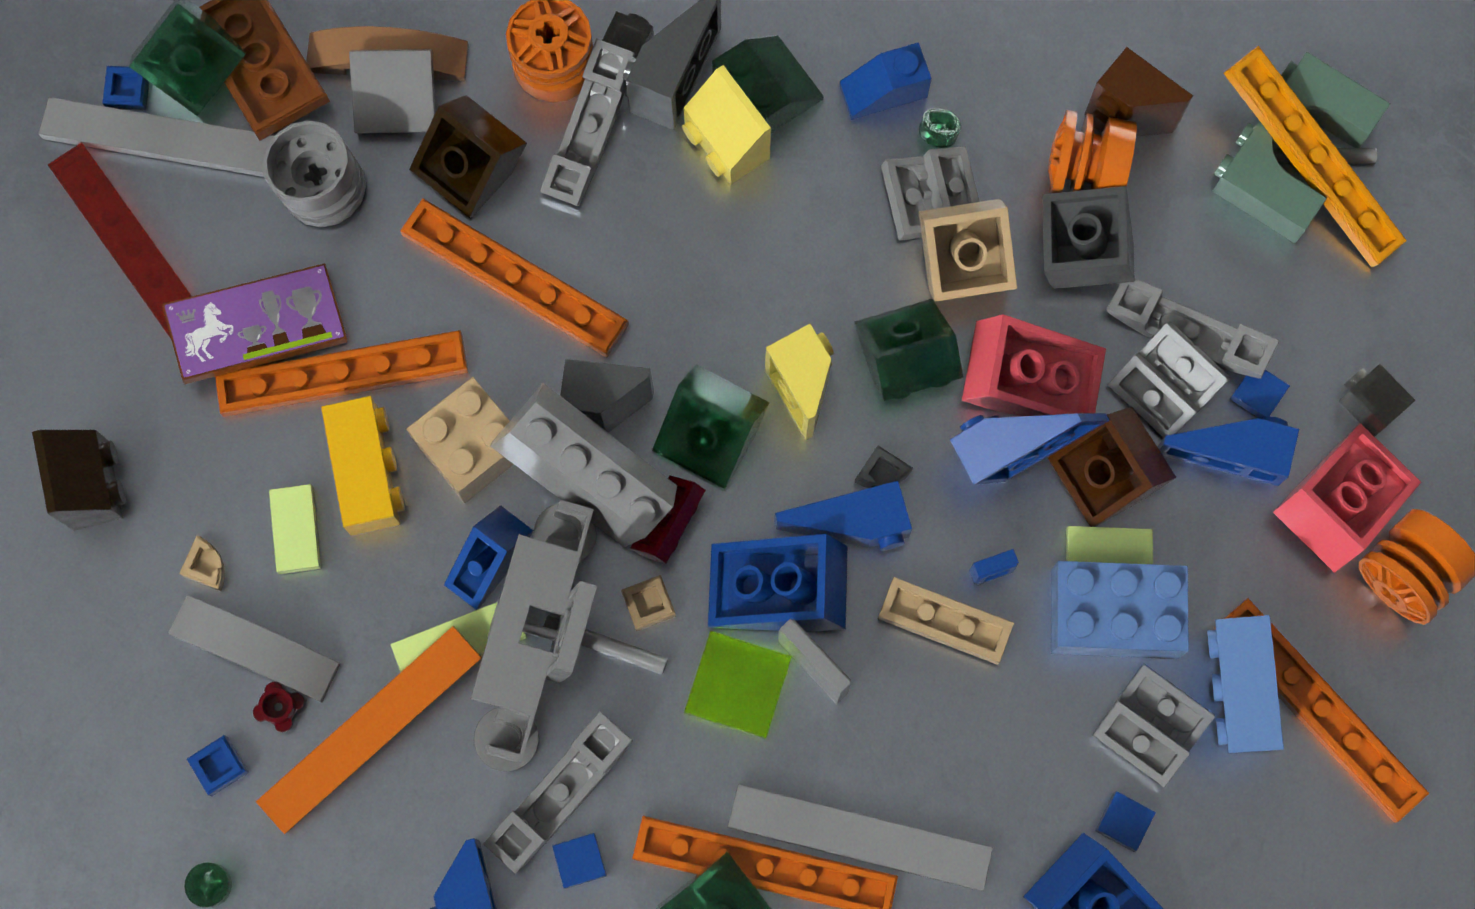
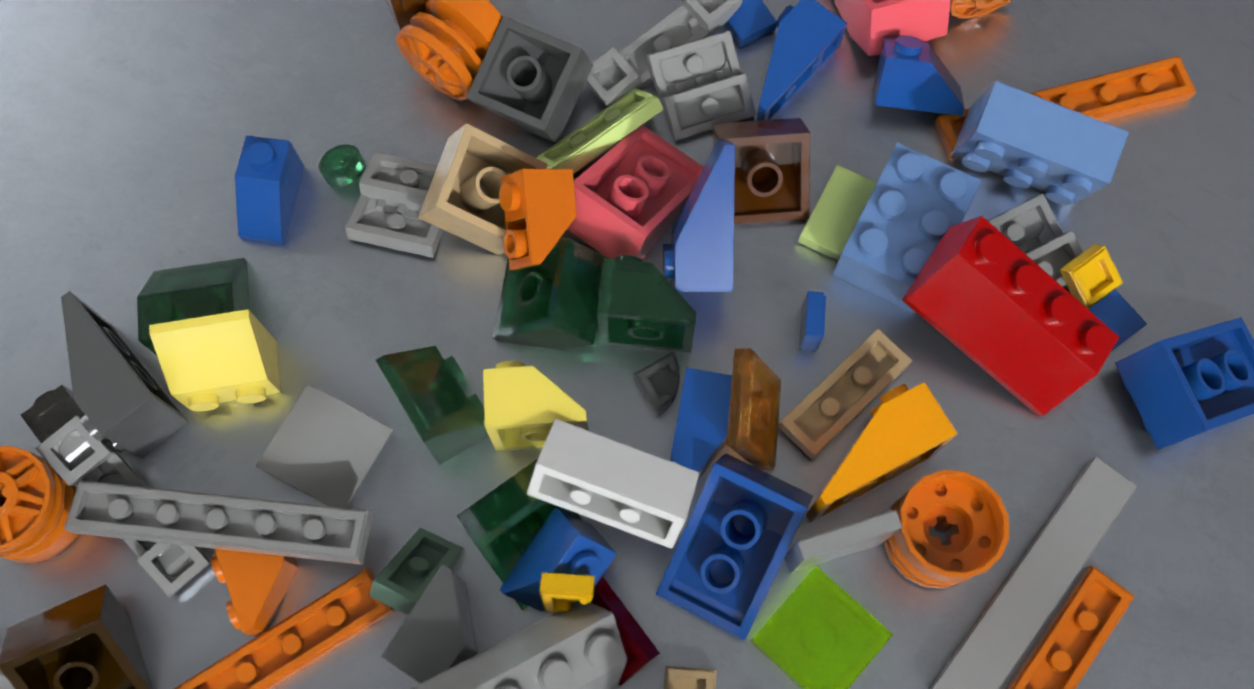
camera: 65 degrees left, 5 degrees down
(587, 243) = (254, 585): none -> orange slope
(608, 198) = (220, 522): none -> light grey tile
(643, 351) = (413, 569): none -> sand green slope
(673, 465) = (563, 589): none -> yellow tile
(697, 456) = (560, 547): none -> blue slope
(701, 240) = (324, 448): none -> light grey slope
(770, 462) = (613, 483): none -> white brick
(775, 299) = (435, 401): none -> clear green slope
(869, 713) = (967, 514): none -> orange wheel
(889, 549) = (754, 410): none -> clear orange tile
(906, 663) = (898, 437): none -> light orange slope
(928, 417) = (642, 308): none -> clear green slope
(963, 302) = (536, 212): none -> orange slope
(1070, 721) = (1009, 316): none -> red slope
(1075, 318) = (602, 131): none -> yellowish green tile
(1156, 786) = (1091, 275): none -> yellow tile
(1269, 563) = (915, 78): none -> blue slope

